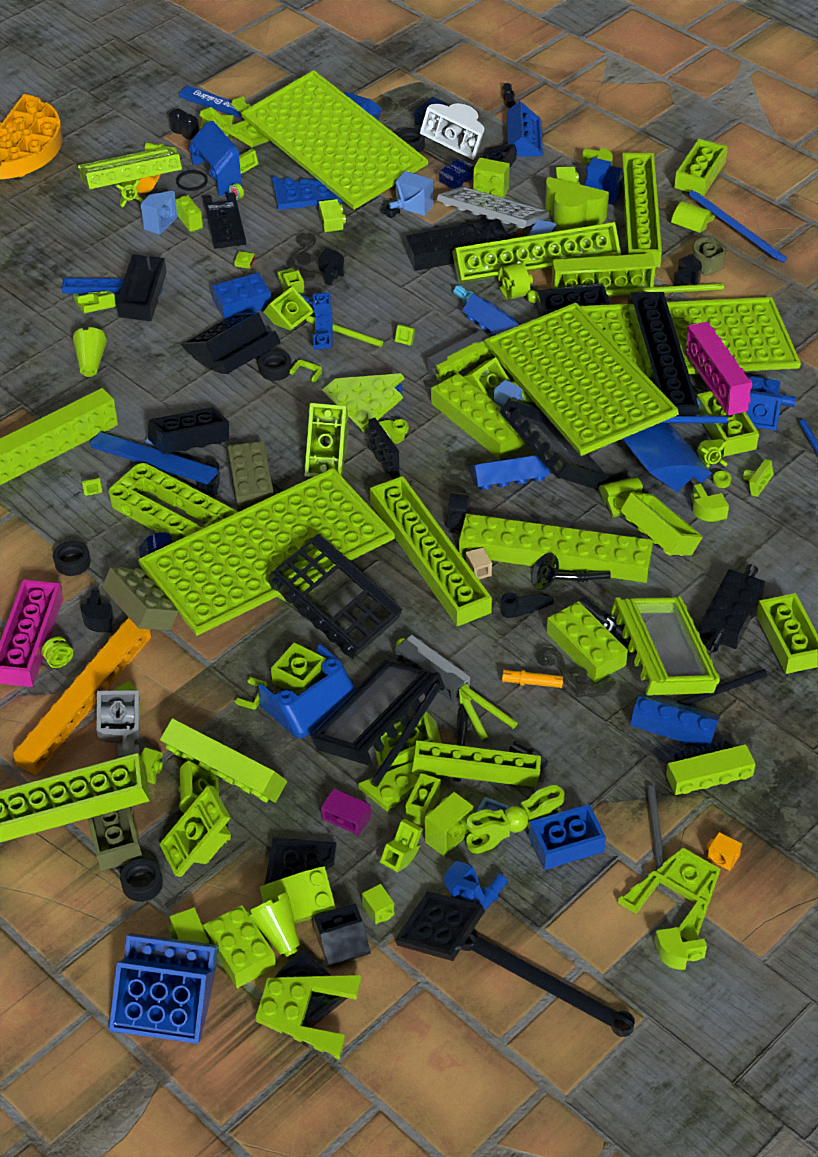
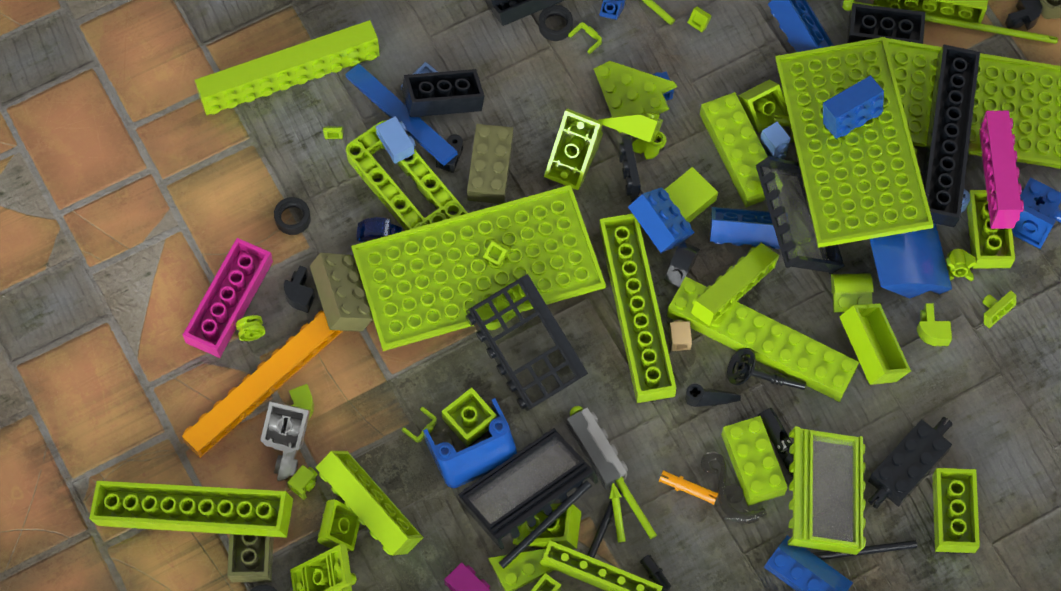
camera: 15 degrees right, 20 degrees up
(155, 471) = (395, 140): none -> medium blue piece
(281, 530) = (496, 252): none -> lime slope
(382, 407) = (641, 126): none -> lime slope
(427, 475) = (661, 219): none -> blue brick
(444, 460) = (691, 194): none -> lime brick
(458, 356) = (746, 63): lime piece -> none
(514, 506) = (734, 284): none -> lime brick
(570, 346) = (853, 107): none -> blue brick
(697, 419) = (960, 228): blue piece -> none
(722, 479) = (960, 296): lime tile -> none

